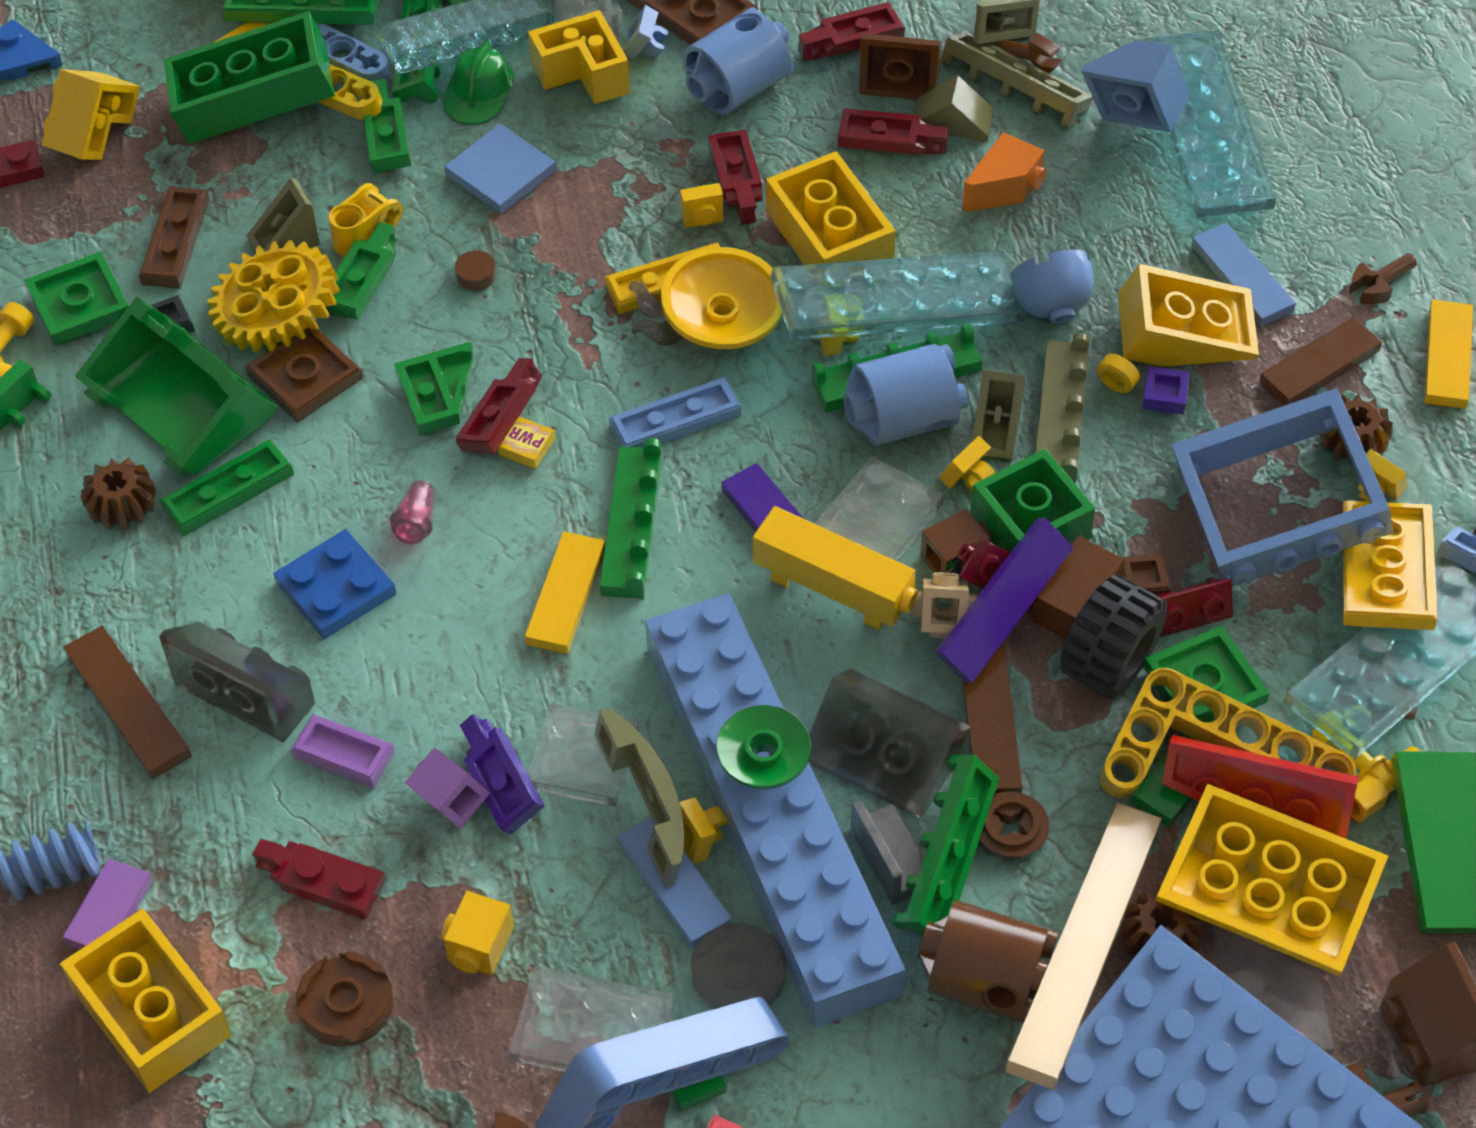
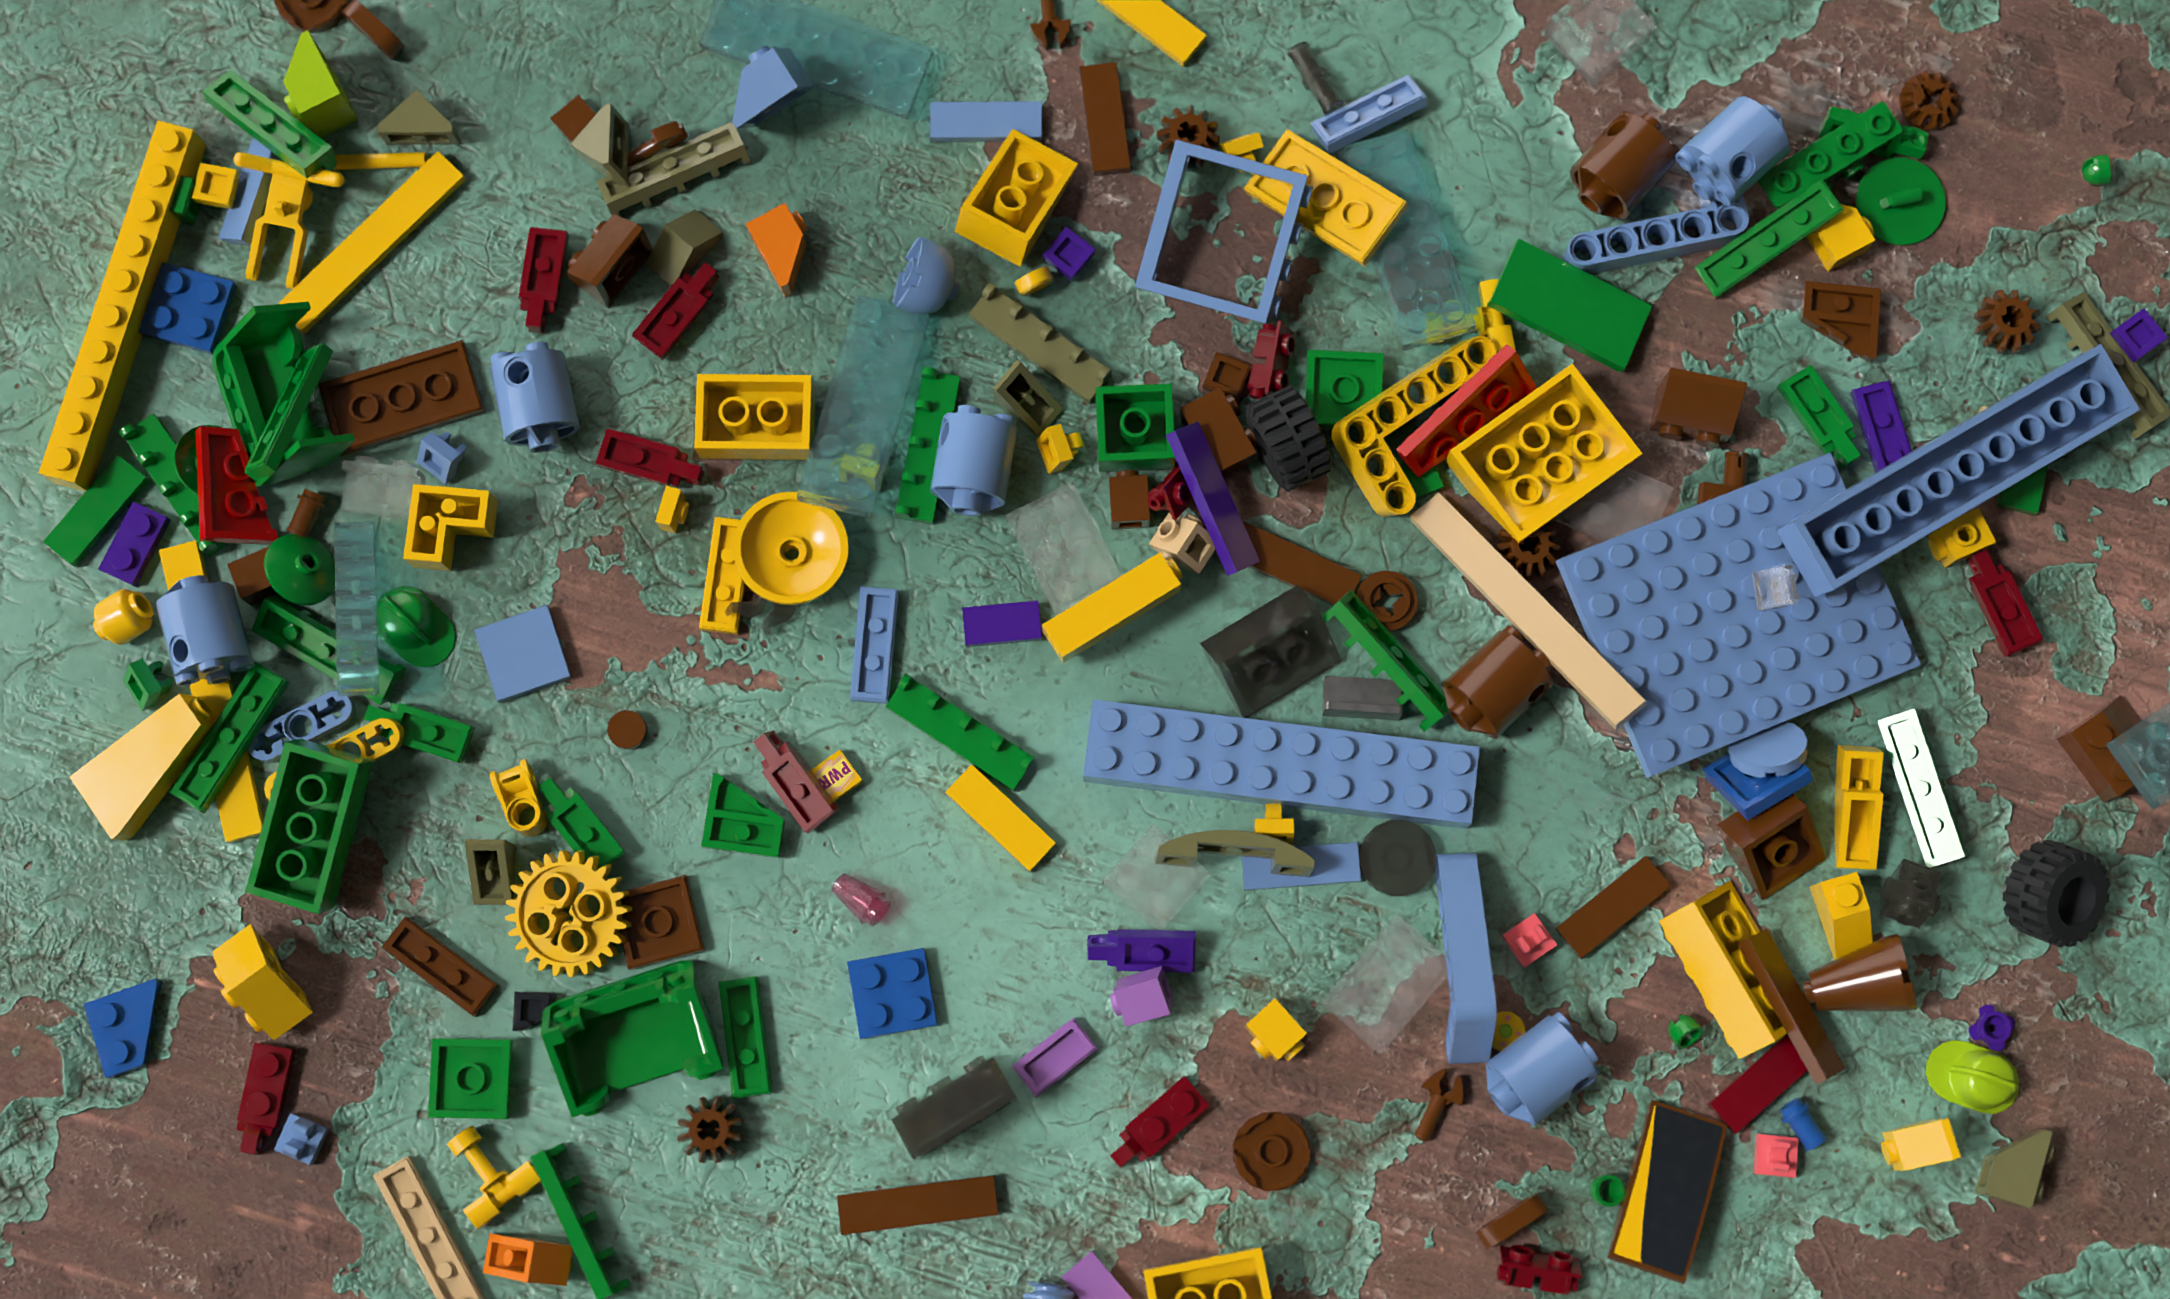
camera: 60 degrees left, 25 degrees up
(763, 730) = (1268, 732): green dish -> none

